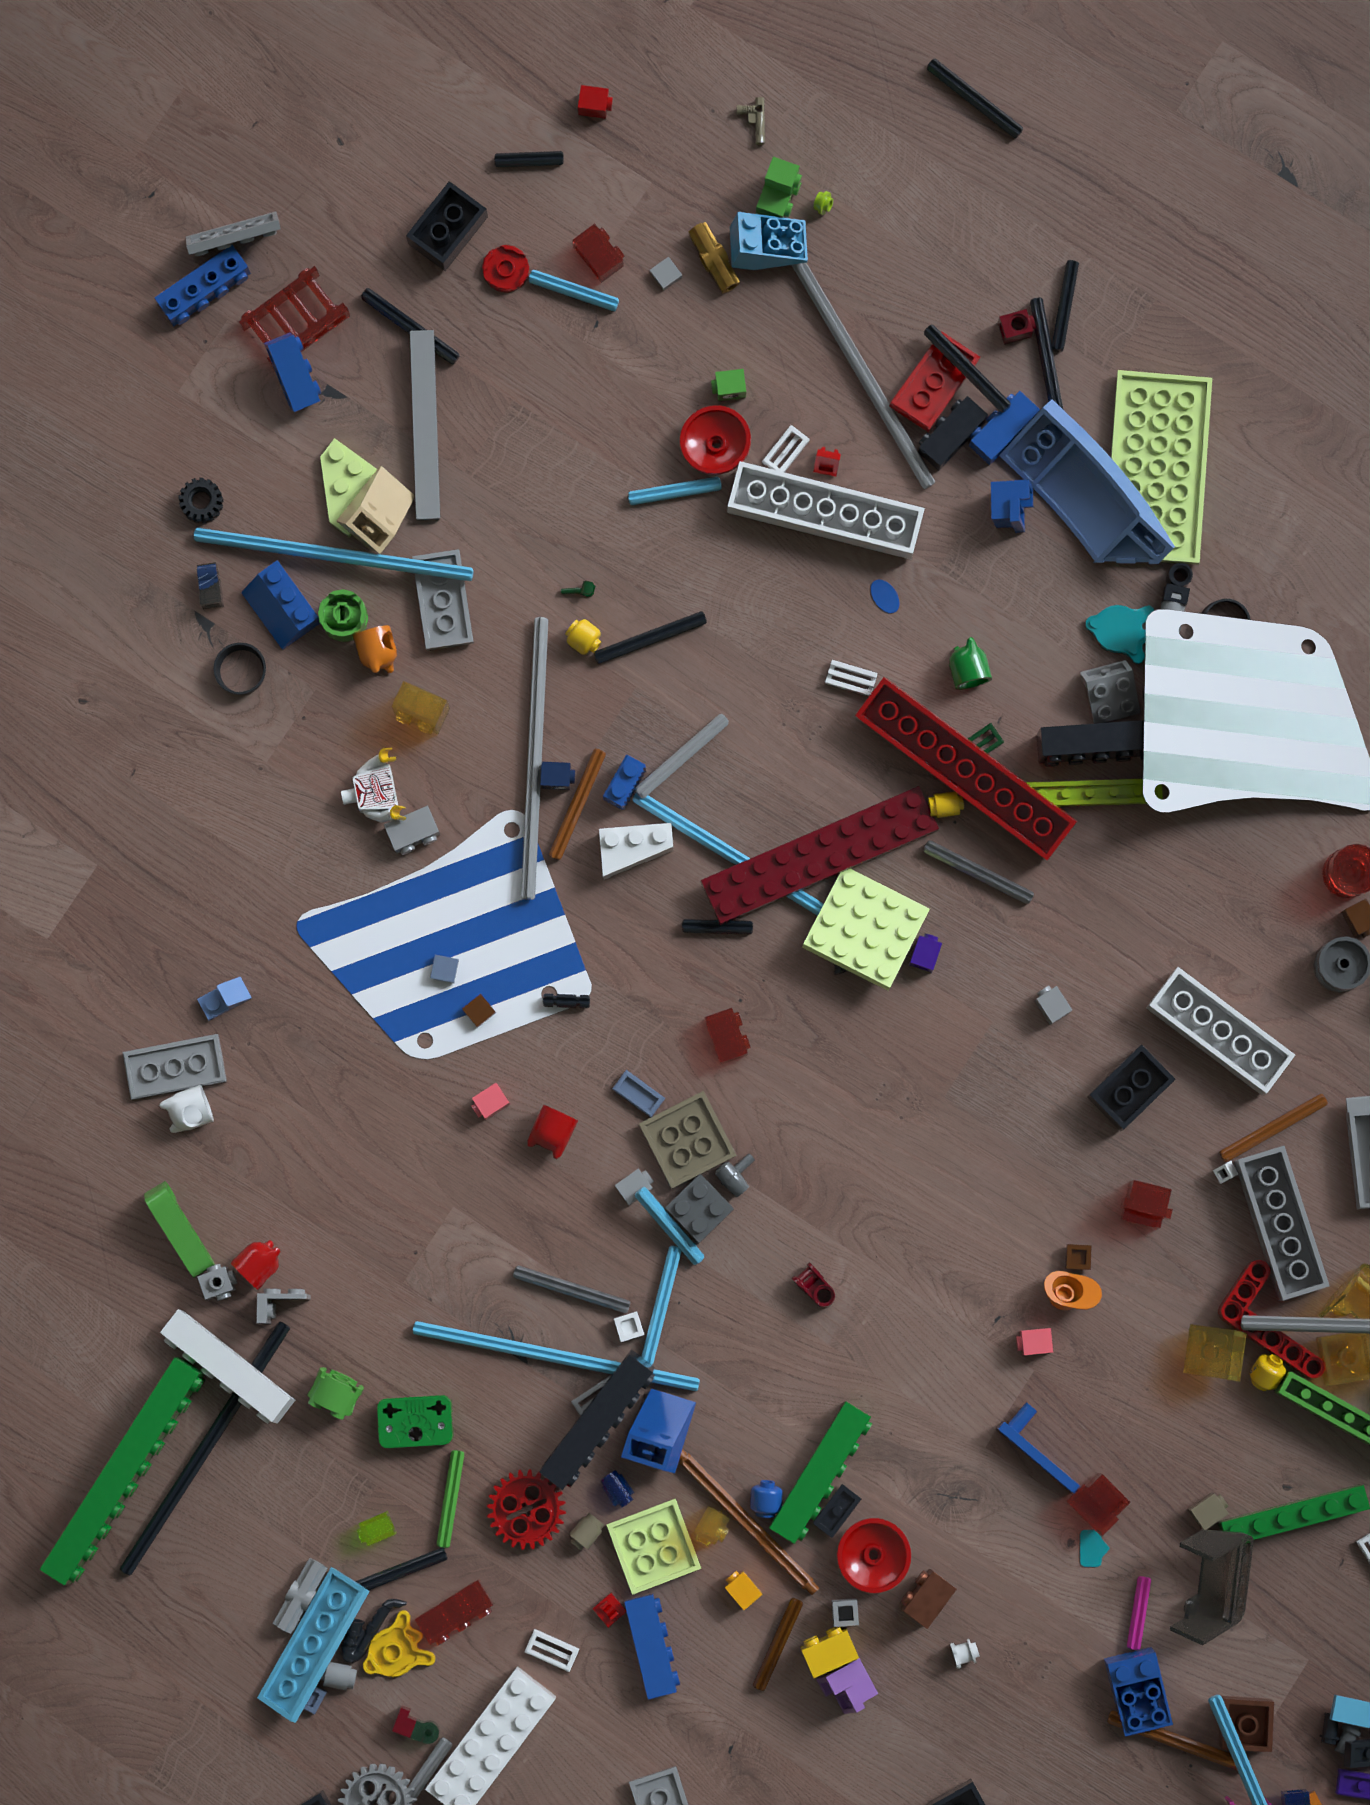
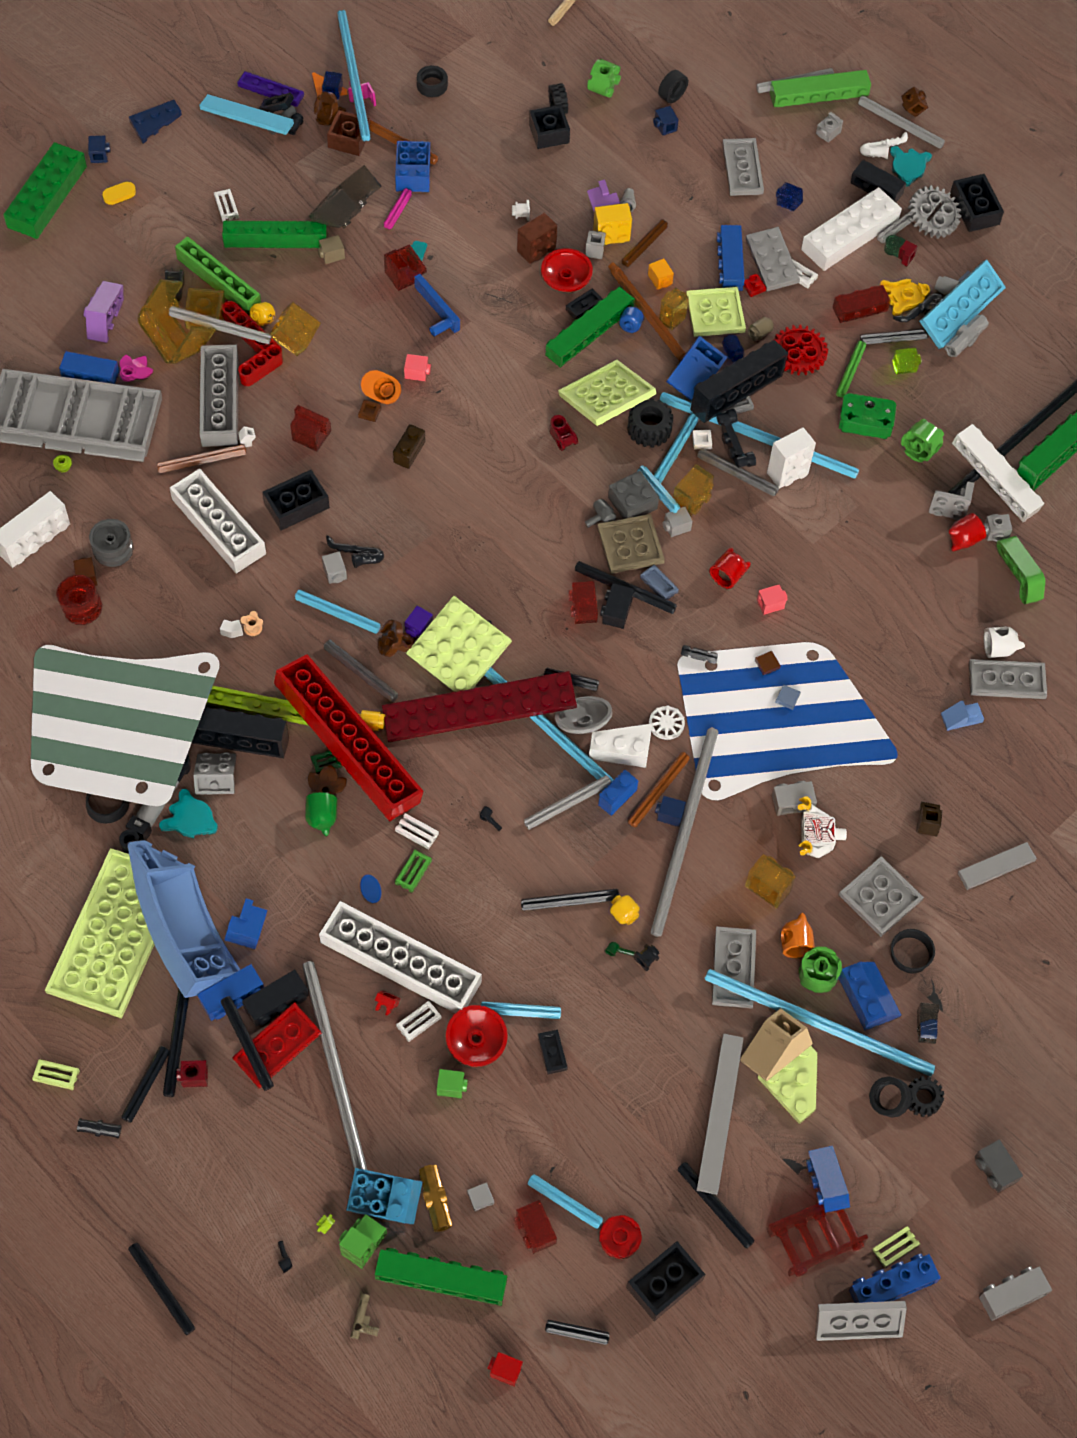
camera: 170 degrees left, 20 degrees down
(72, 307) = (1015, 1292): none -> light grey brick
(107, 440) = (998, 1166): none -> dark grey brick
(155, 806) = (997, 866): none -> light grey tile
(198, 324) = (910, 1237): none -> yellowish green tile
(245, 840) = (929, 819): none -> dark brown brick
(246, 472) = (875, 1094): none -> black tyre
(287, 730) = (881, 896): none -> light grey plate
(503, 1307) = (791, 458): none -> white brick
(545, 586) = (647, 956): none -> black brick
(587, 896) = (667, 722): none -> white wheel
(589, 1777) = (789, 196): none -> clear blue brick
(593, 1663) = (772, 259): none -> light grey plate
(603, 1357) = (731, 440): none -> black plate
(623, 1229) = (694, 490): none -> clear yellow brick
(626, 449) = (552, 1052): none -> black plate
(679, 1075) = (639, 593): none -> black axle
(683, 1041) = (617, 606): none -> black brick
(684, 886) = (589, 716): none -> light grey dish
(685, 177) = (441, 1277): none -> green brick
(703, 1308) = (650, 411): none -> black tyre
(770, 1358) = (607, 392): none -> yellowish green plate
(775, 718) = (485, 815): none -> black hand
(817, 1710) = (629, 198): none -> light grey cone
(837, 648) = (406, 885): none -> bright green tile
(852, 155) = (285, 1264): none -> black hand
(952, 918) = (392, 639): none -> reddish brown tile
(974, 713) = (327, 780): none -> reddish brown plate
(1010, 1211) = (409, 446): none -> dark brown brick
(1018, 1038) = (360, 555): none -> black piece
(1031, 947) = (337, 611): none -> medium azure axle
(1098, 244) = (99, 1128): none -> black pin
(1134, 892) = (252, 624): none -> light nougat brick
(1154, 888) = (231, 629): none -> white piece
(1166, 302) = (58, 1083): none -> yellowish green tile
(1290, 1759) = (326, 108): none -> reddish brown tile

